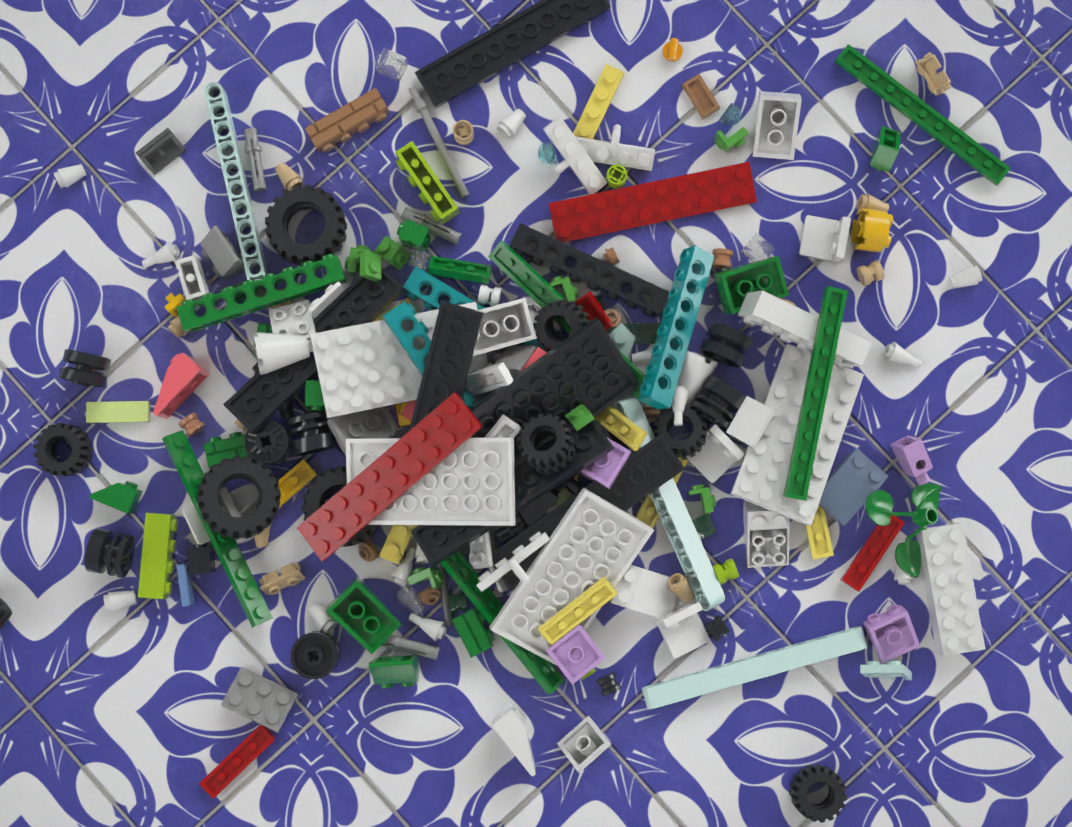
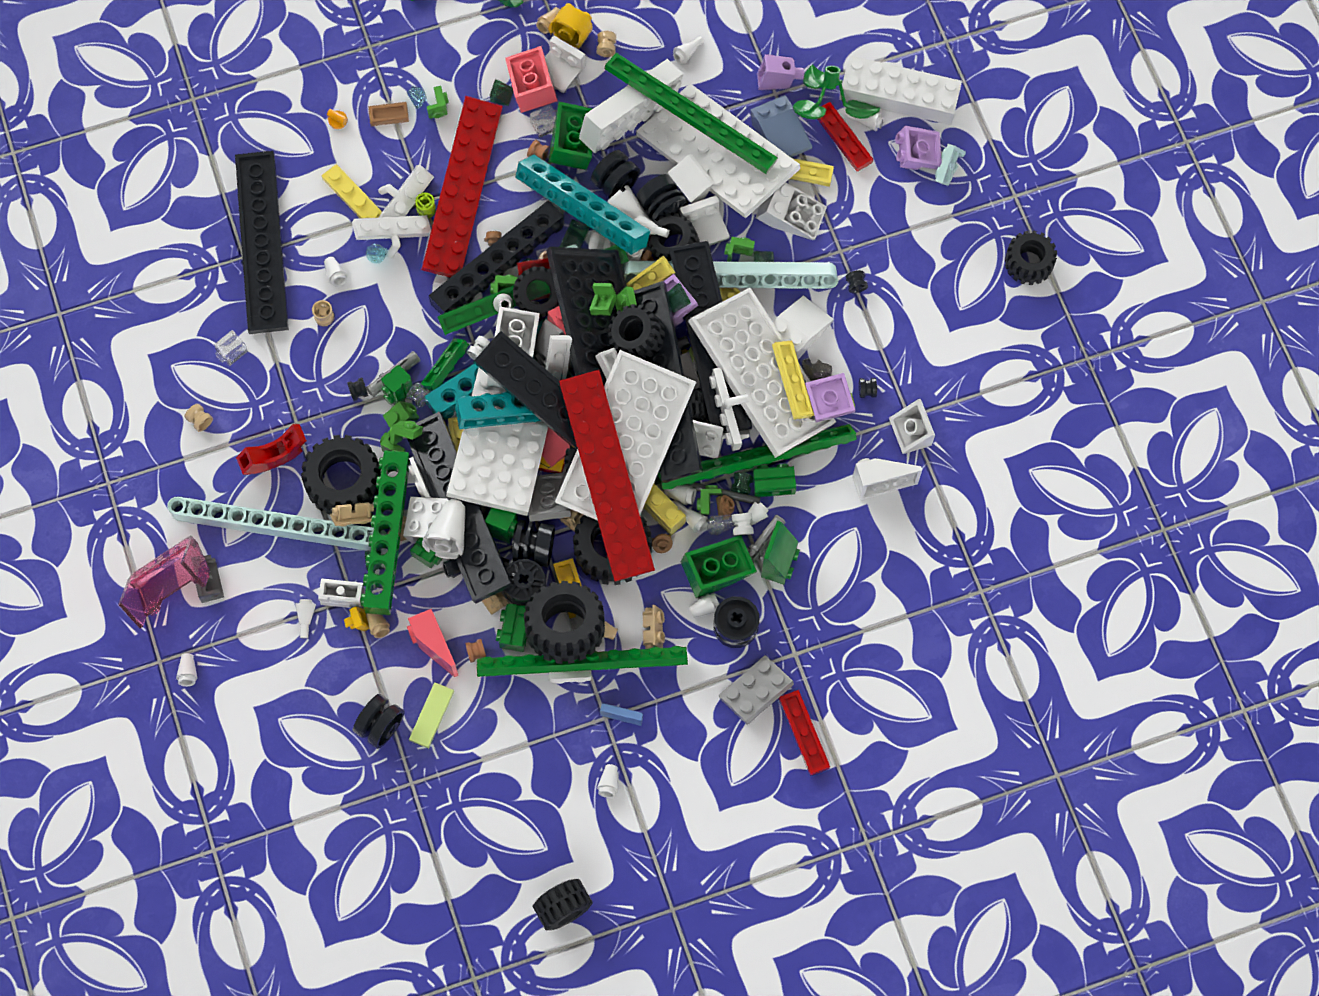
camera: 70 degrees left, 15 degrees down
(48, 442) = (444, 757): black tyre -> none
(109, 553) = (560, 769): black wheel -> none
(119, 496) = (512, 742): green slope -> none
(130, 102) = (162, 578): none -> clear pink windscreen
(157, 556) = (583, 727): lime brick -> none
(201, 559) = (604, 690): black brick -> none
(222, 253) = (330, 557): light grey slope -> none
(251, 136) = (248, 497): light grey pin -> none
(267, 255) = (343, 515): none -> tan hinge
(288, 176) = (288, 476): tan cone -> none
(302, 151) = (274, 454): none -> red arch
(311, 67) = (198, 417): none -> tan wheel
(347, 120) = (262, 404): medium nougat brick -> none
(400, 200) = (357, 389): none -> black wheel
(413, 621) = (742, 524): none -> white wheel
(421, 107) = (281, 340): light grey bar -> none
(427, 182) = (353, 358): lime brick -> none
(537, 298) = (501, 297): none -> white cone
(567, 396) = (603, 300): none -> bright green bracket
(604, 467) = (678, 298): none -> clear green slope
(604, 627) = (816, 371): none -> clear smoke hair
(680, 587) = (808, 295): tan cone -> none
(683, 630) = (845, 308): white bracket -> none
(726, 571) = (810, 252): lime wheel -> none
(754, 667) = (903, 268): light aqua beam -> none
(770, 194) = (501, 93): none -> clear green slope
(776, 125) = (444, 63): white slope -> none
(796, 216) = (531, 79): none -> coral slope

